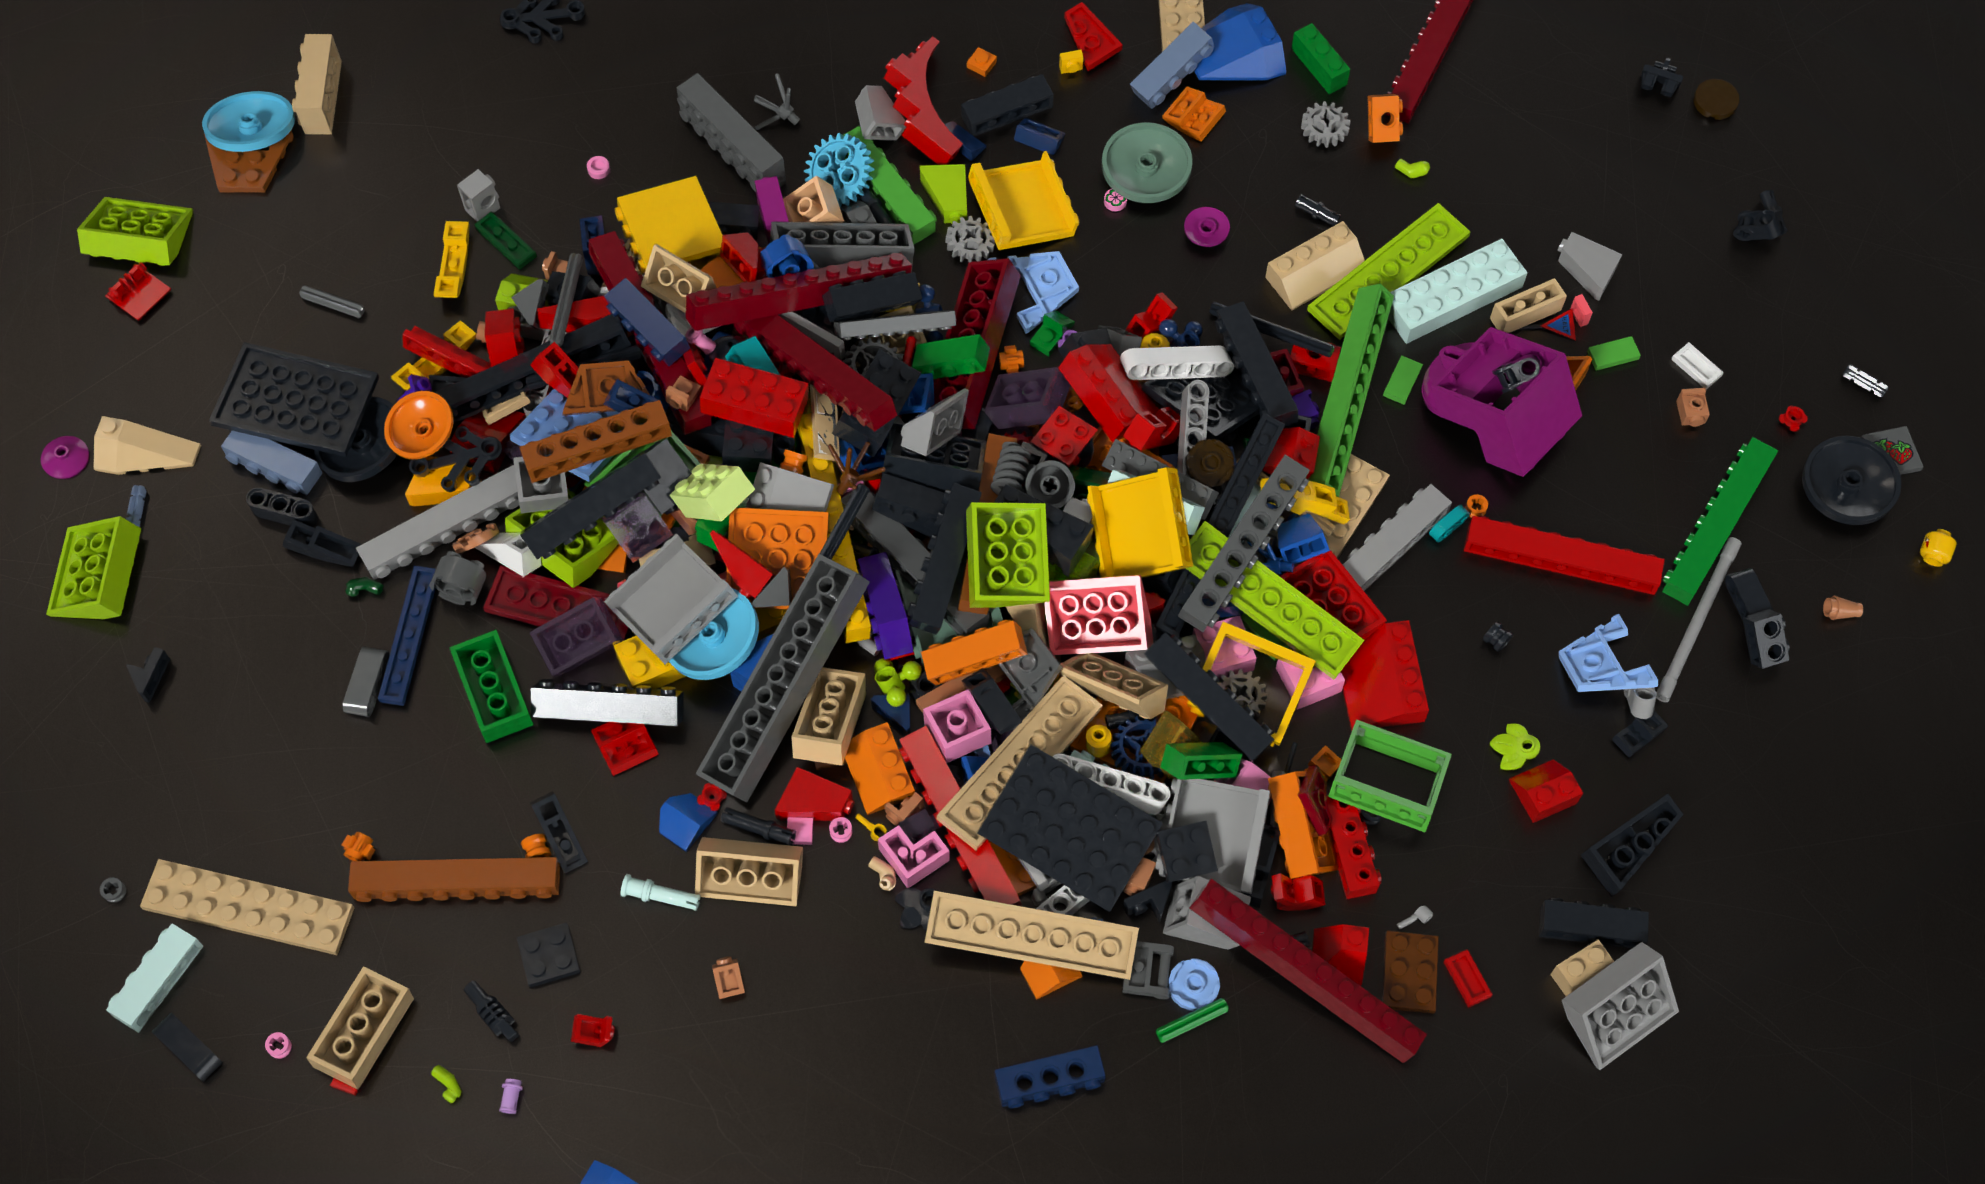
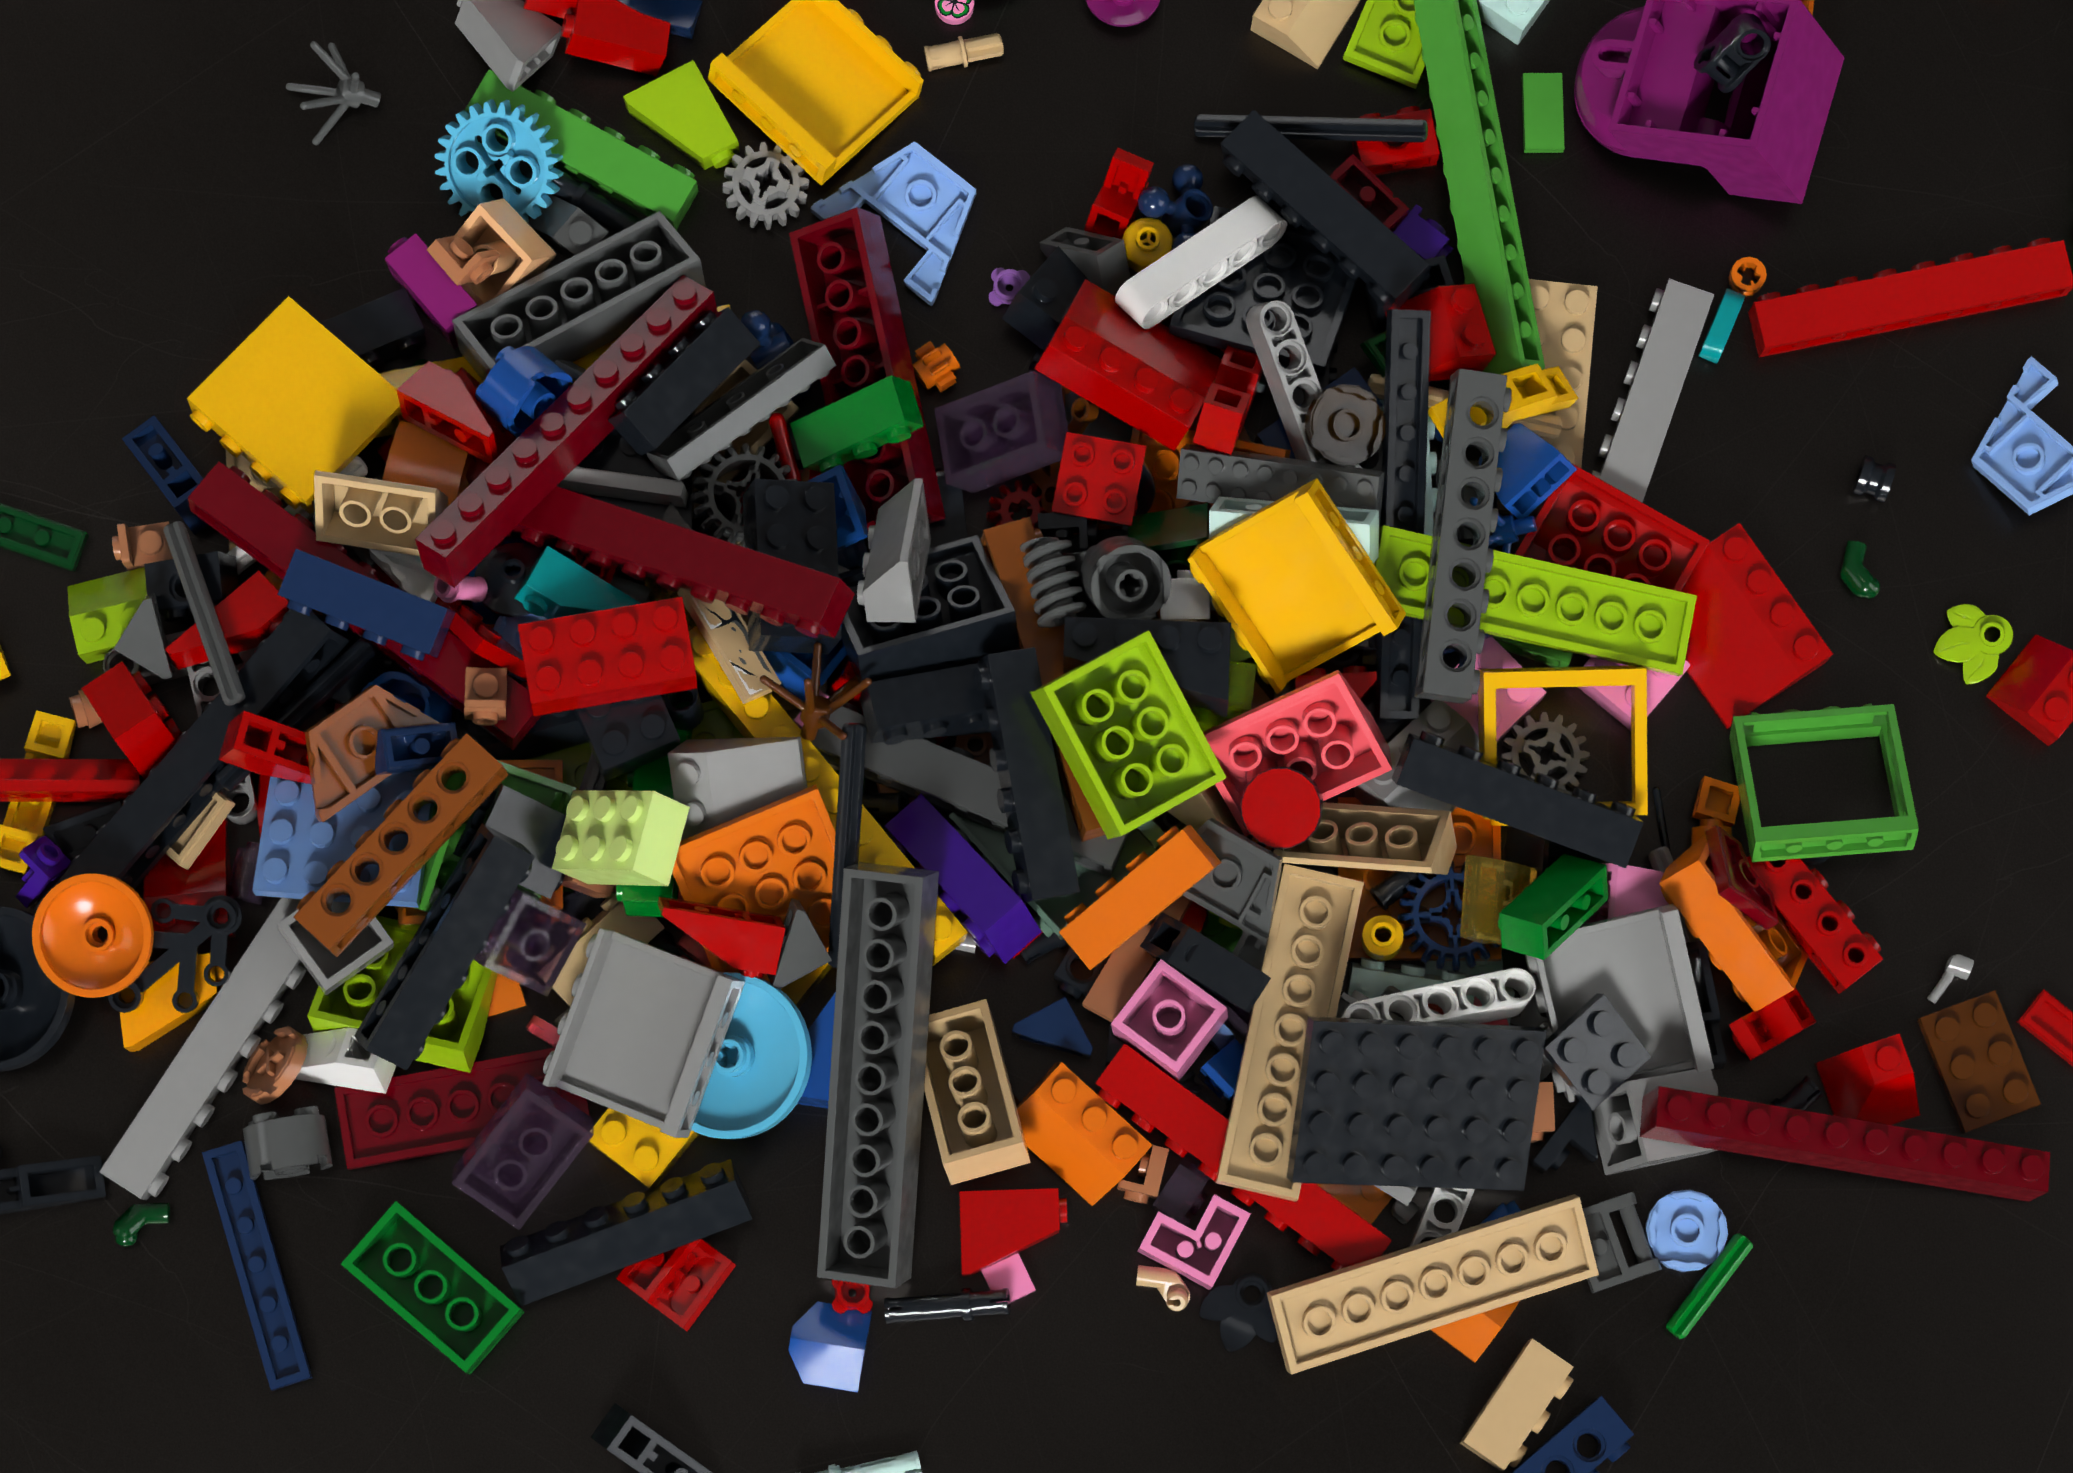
camera: 30 degrees left, 15 degrees up
(365, 681) = (235, 1370): dark grey beam -> none
(598, 167) = (100, 332): bright pink tile -> none
(728, 132) = (290, 183): dark grey brick -> none
(748, 871) = (969, 1380): tan slope -> none
(793, 199) = (458, 261): none -> nougat bracket
(793, 462) = (713, 723): orange wheel -> none
(847, 832) = (1079, 1250): bright pink bush -> none
(871, 827) = (1107, 1222): yellow hand -> none
(891, 681) = (1049, 959): lime piece -> none
(1047, 1030) = (1518, 1406): none -> tan brick
(1051, 332) = (970, 285): green slope -> none
(1075, 640) = (1281, 807): none -> red tile
(1107, 222) = (963, 51): none -> tan axle
(1463, 681) = (1855, 574): none -> dark green arm

